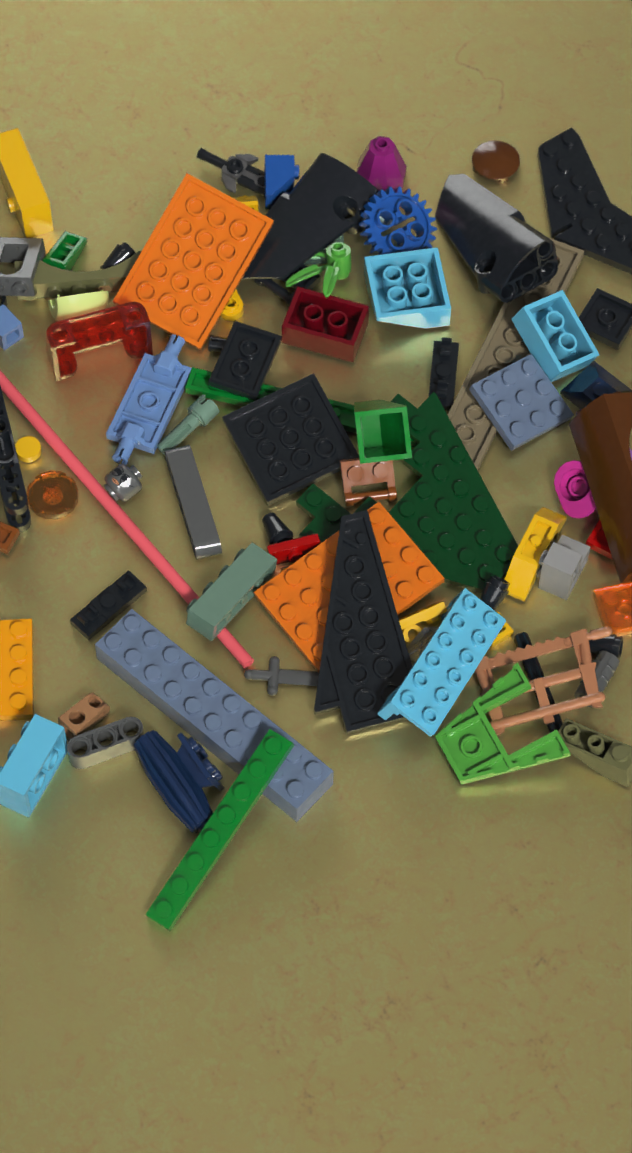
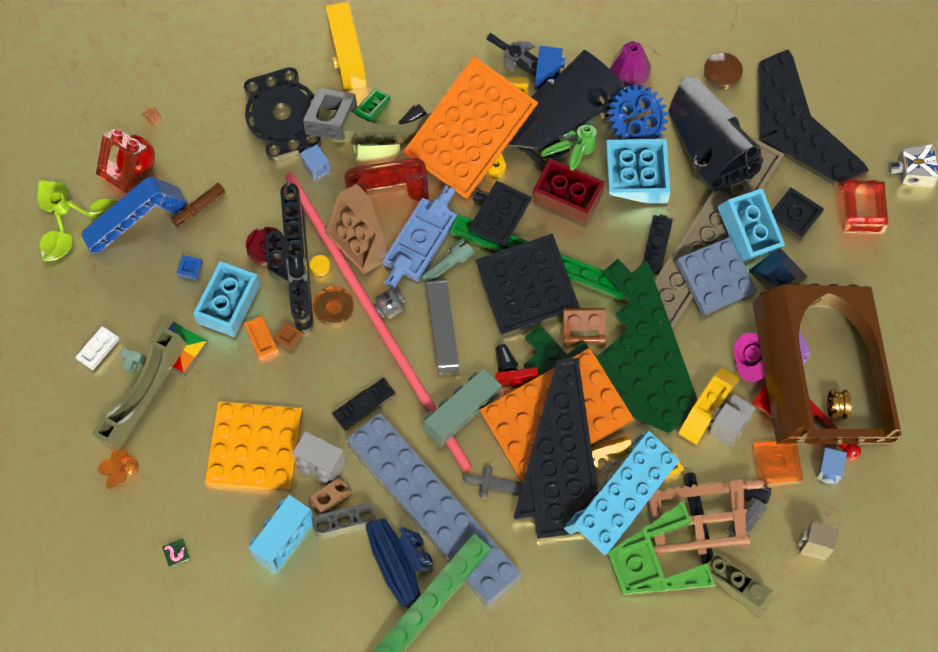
camera: 10 degrees right, 5 degrees up
(64, 671) = (319, 458): none -> light grey brick
(71, 397) = (357, 229): none -> medium nougat slope
(382, 431) = (599, 290): green slope -> none
(494, 591) = (672, 435): black cone -> none

